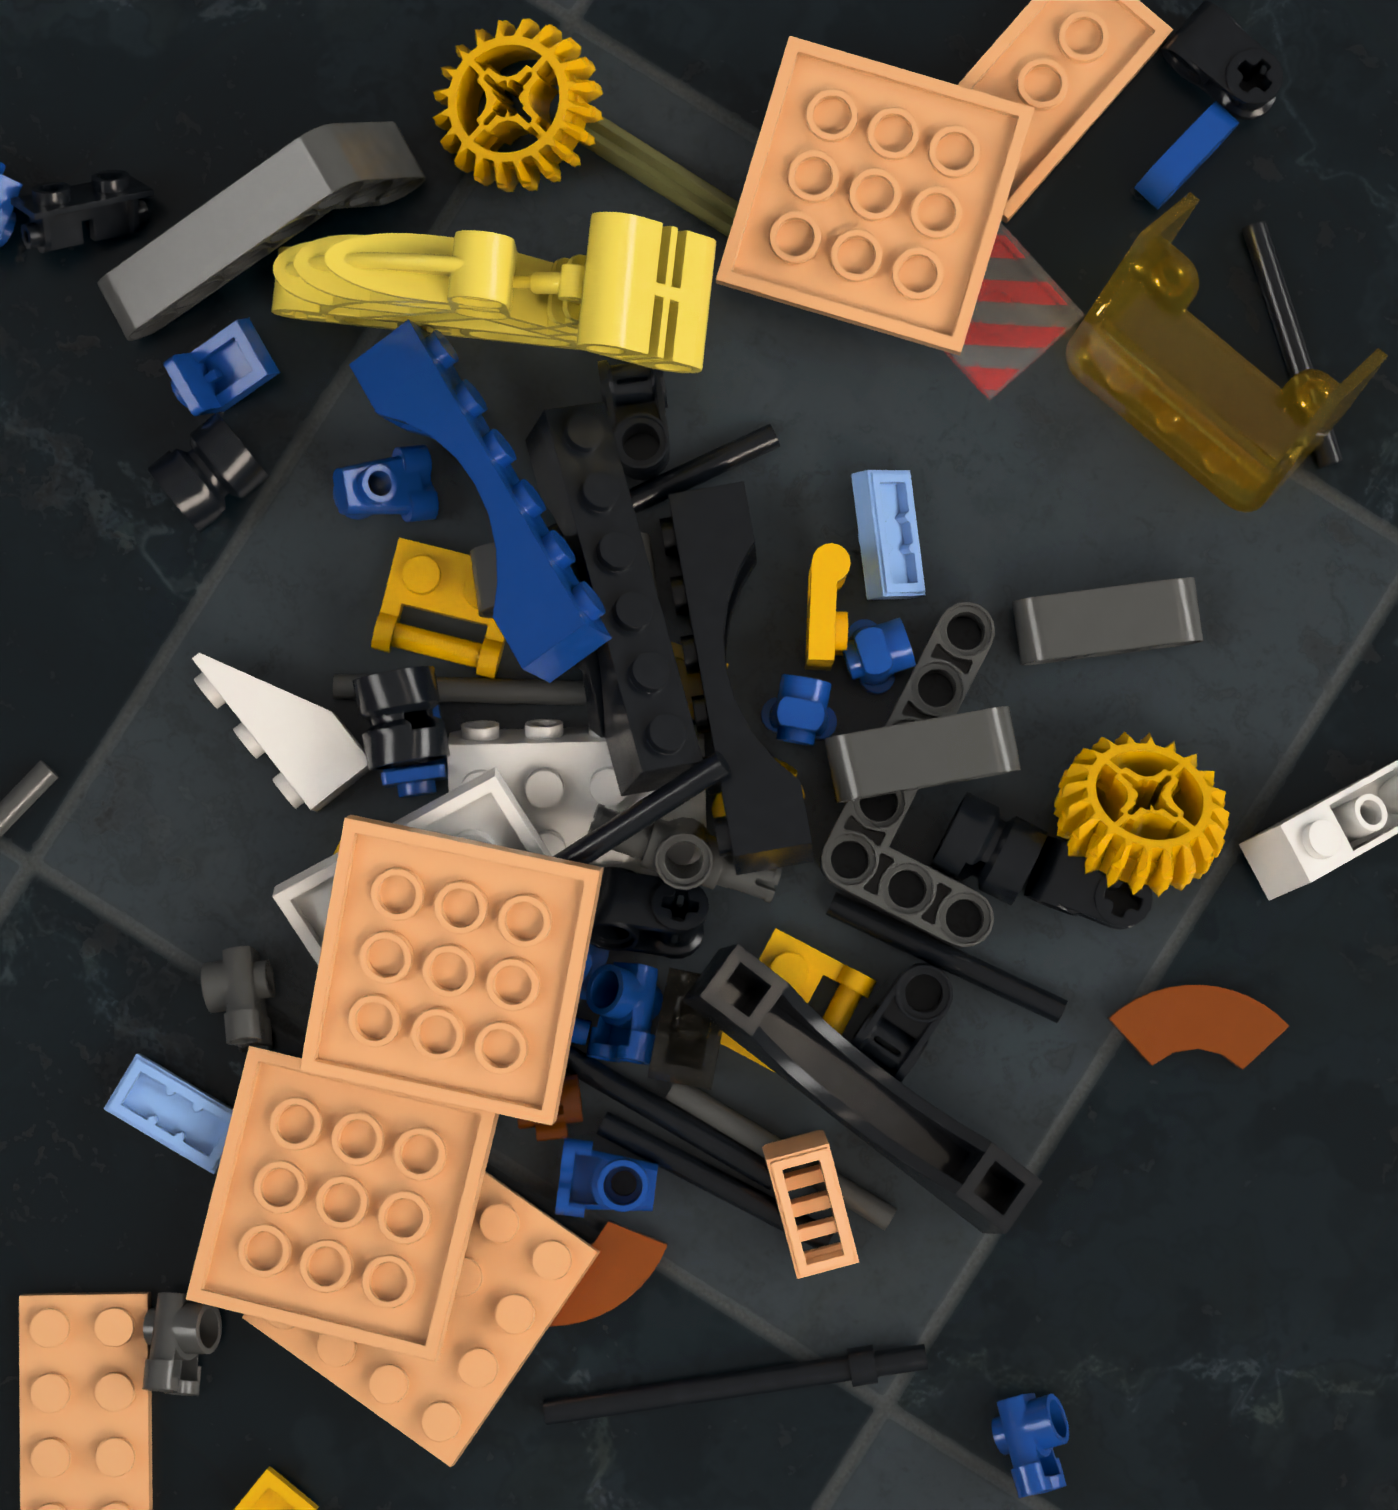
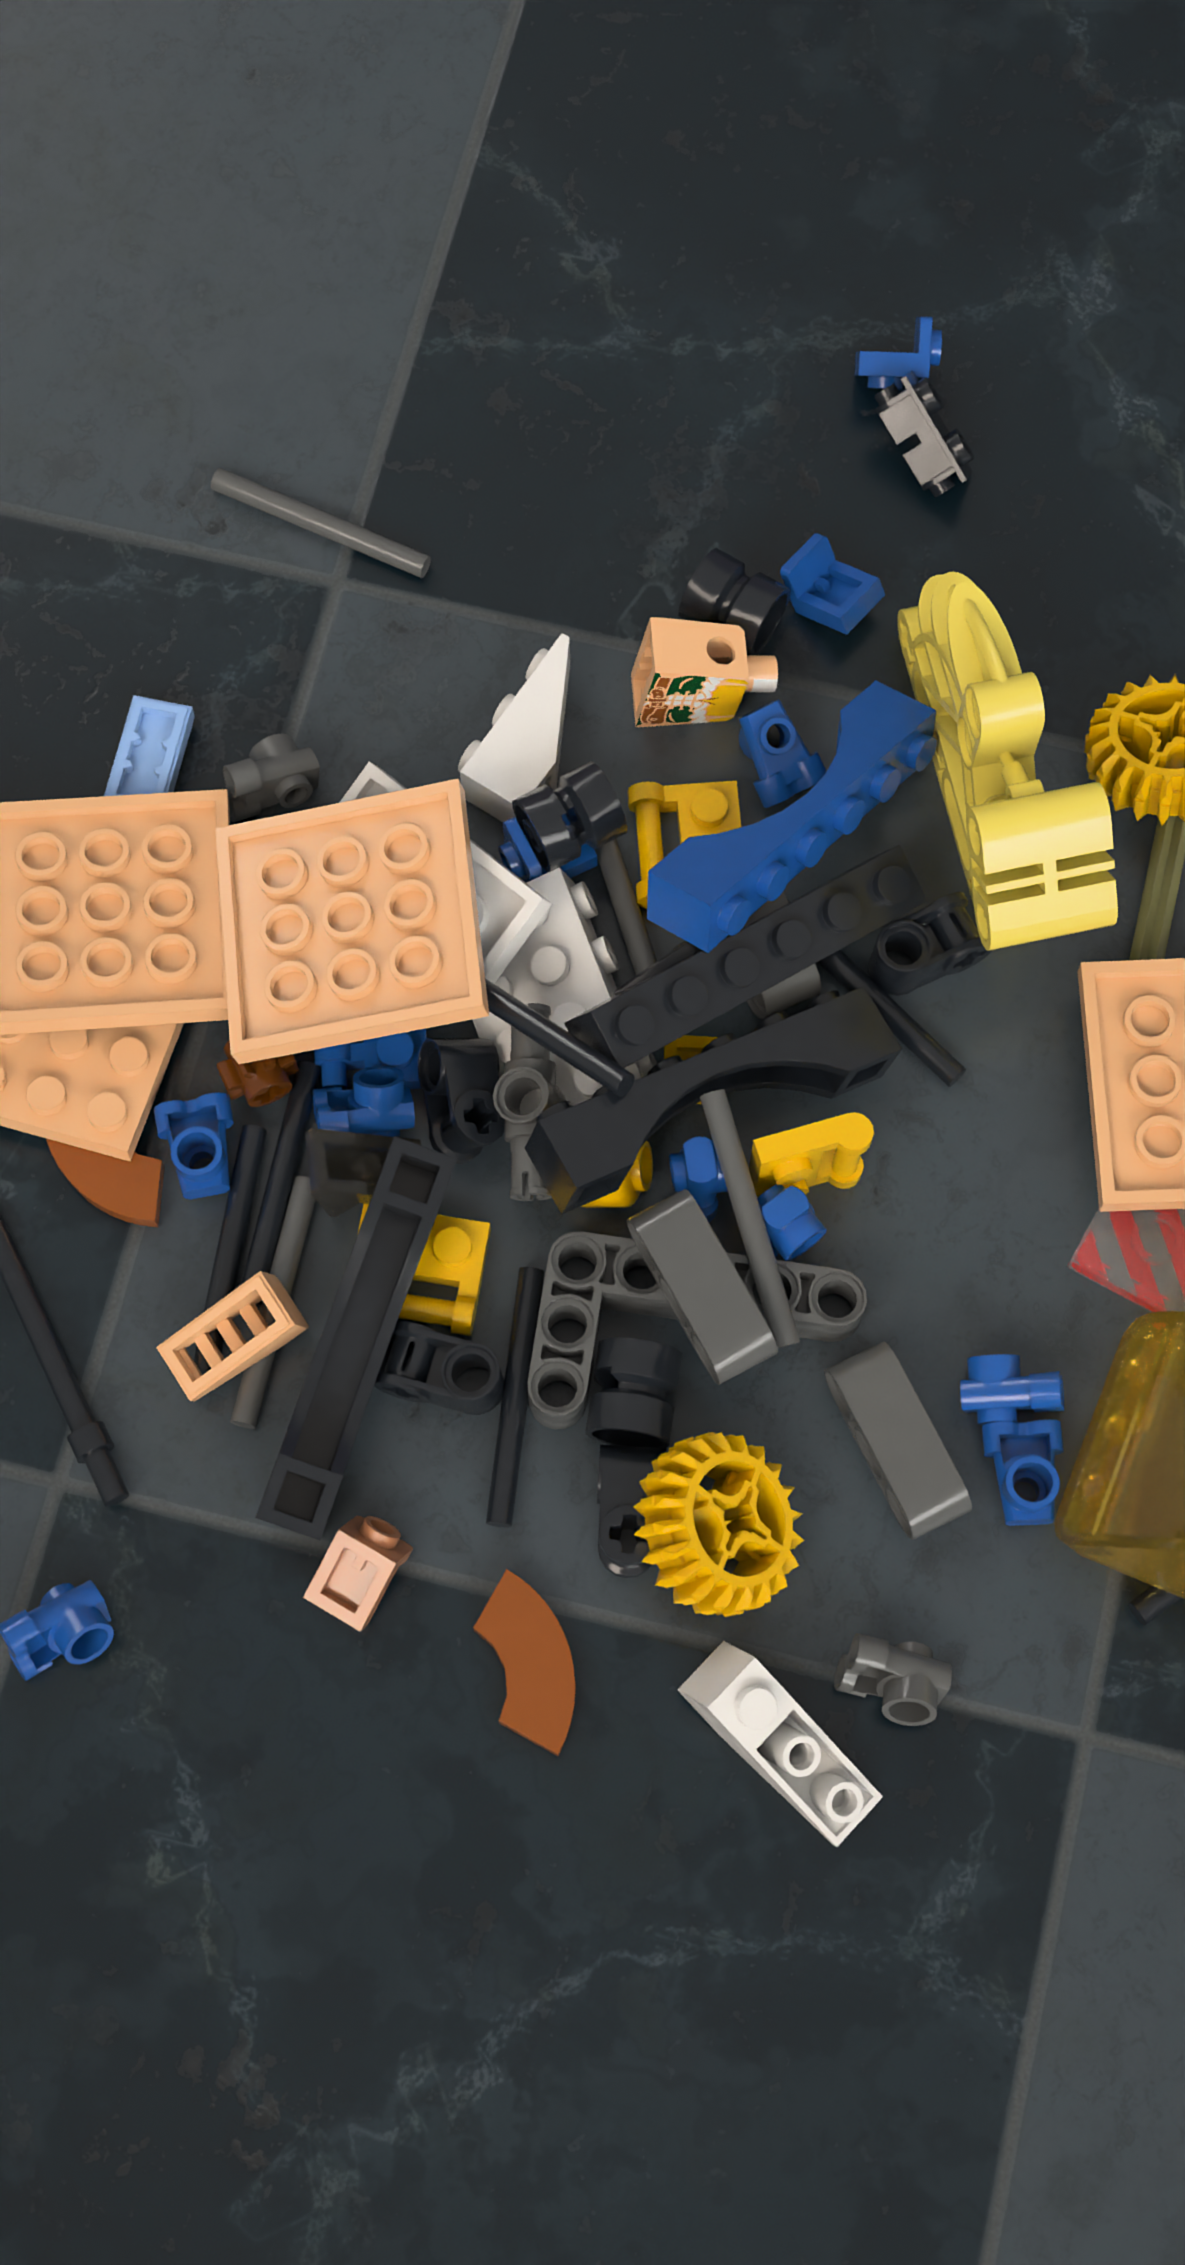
camera: 70 degrees right, 15 degrees down
(257, 214) = (1006, 559): beam -> none
(274, 560) = (695, 672): none -> light nougat torso
(872, 687) = (749, 1218): none -> dark grey bar
(888, 534) = (902, 1205): light blue plate -> none
(1065, 1152) = (358, 1570): none -> bracket
(1095, 511) = (999, 1390): none -> blue plate
(1156, 511) = (1025, 1455): none -> blue plate
(1322, 694) = (901, 1674): none -> dark grey plate

